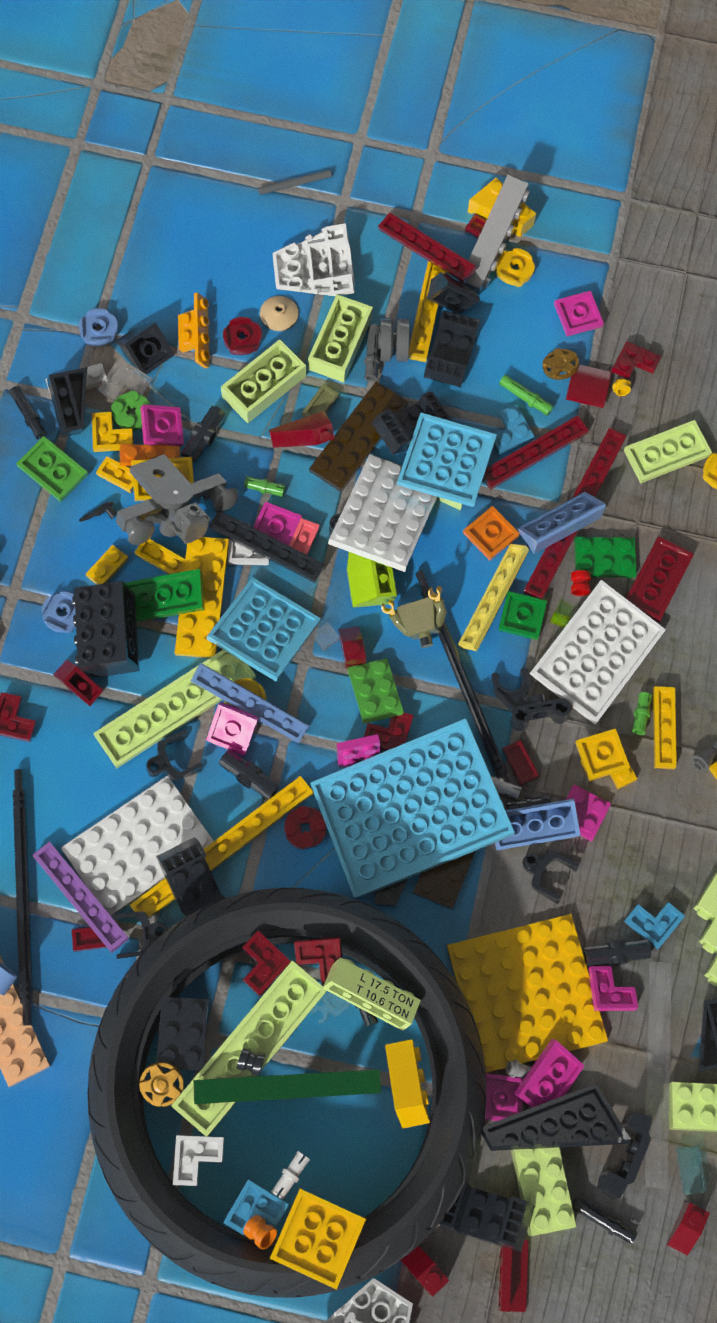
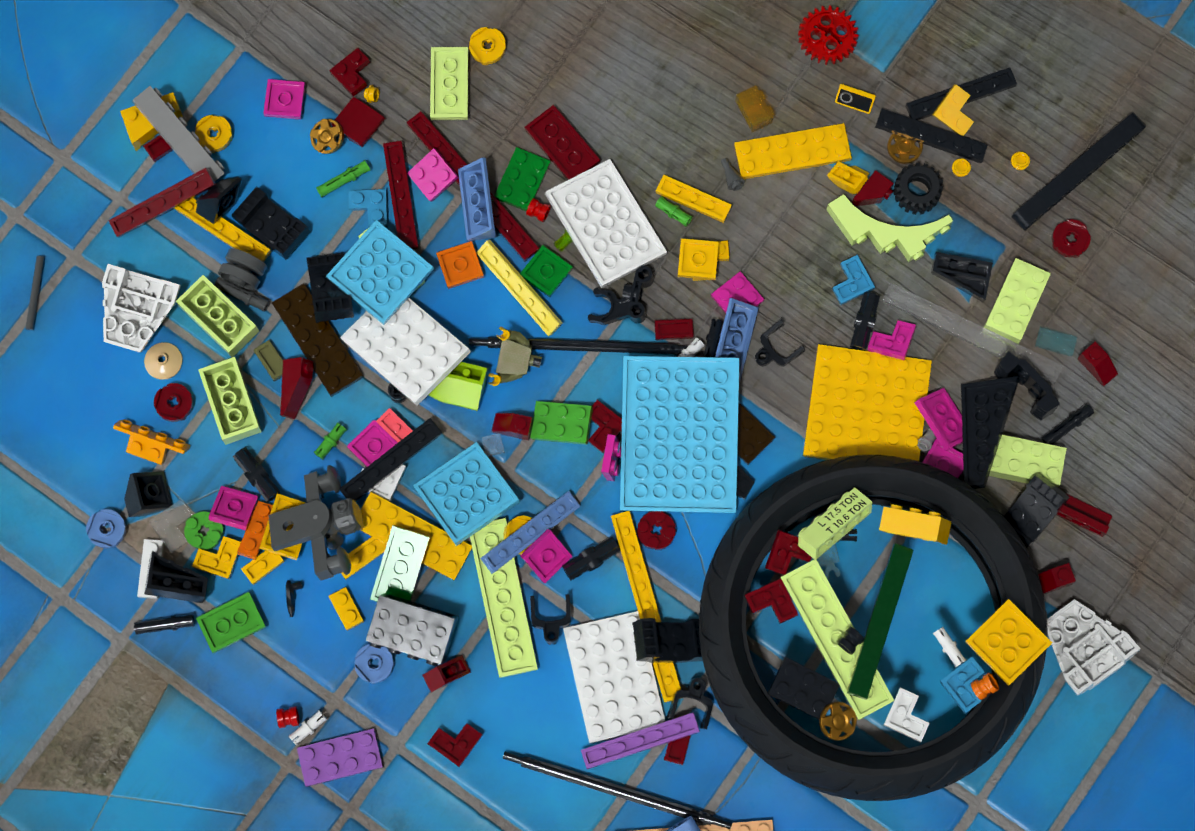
camera: 60 degrees left, 5 degrees up
(568, 472) = (432, 175): none -> dark pink plate

